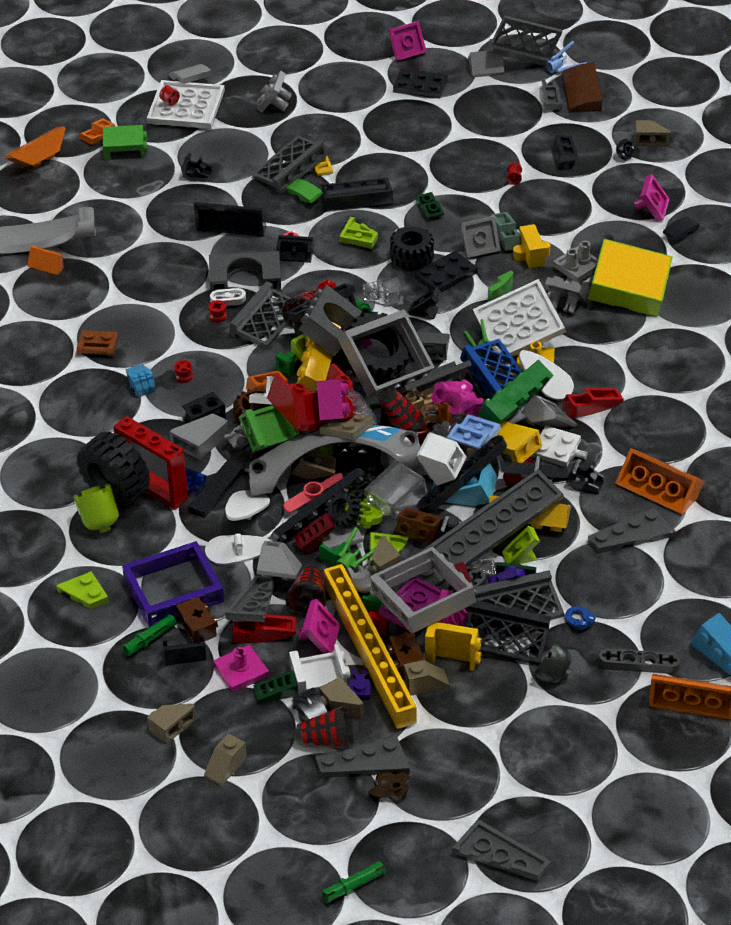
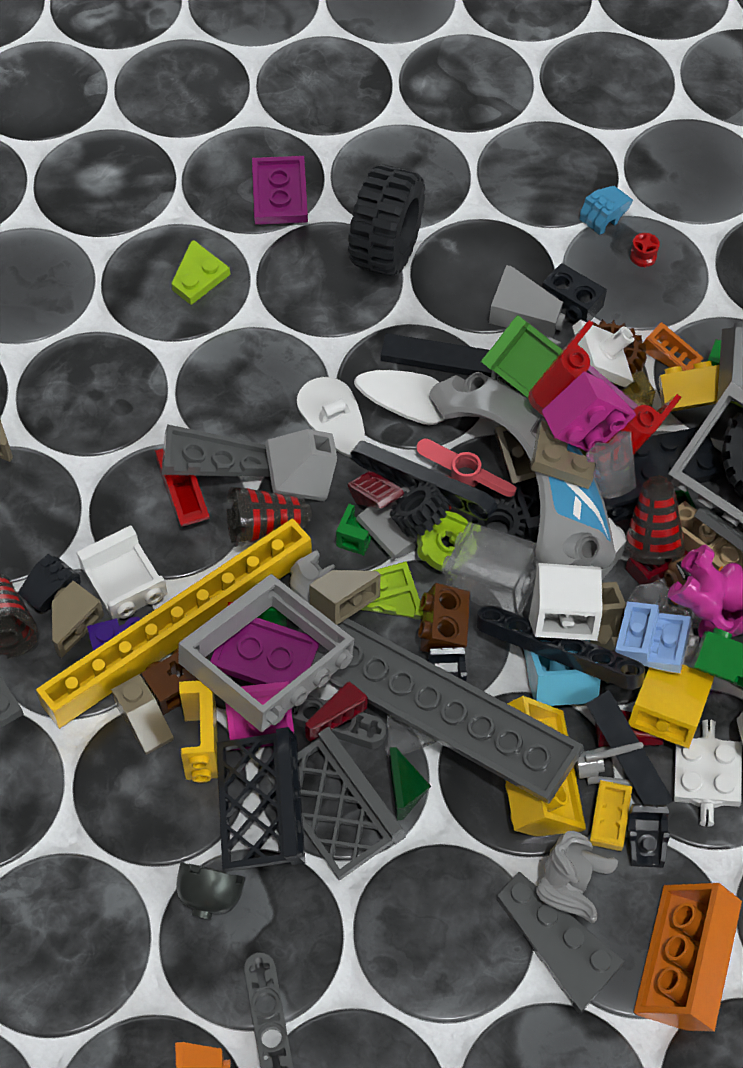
camera: 70 degrees right, 15 degrees up
(35, 531) = (279, 190): none -> magenta plate
(97, 343) = (664, 143): dark orange plate -> none
(97, 508) = (324, 231): lime cylinder -> none
(142, 639) = (125, 358): green pin -> none
(164, 560) = (235, 411): dark purple window -> none
(173, 492) = (420, 236): red window -> none
(185, 652) = (117, 409): black hinge -> none
(195, 480) = (431, 312): clear blue hips -> none
(196, 619) = (173, 404): reddish brown brick -> none
(241, 668) = (108, 483): dark pink tile -> none
(288, 689) = (69, 537): dark green slope -> none
(320, 627) = (189, 549): dark pink tile -> none
(349, 559) = (338, 548): bright green plant -> none
(509, 573) = (375, 771): dark purple plate -> none
(520, 549) = (450, 779): lime slope -> none
(572, 492) = (610, 815): none -> yellow plate
(580, 625) = (342, 915): blue piece -> none
(599, 510) = (568, 874): none -> light grey hair

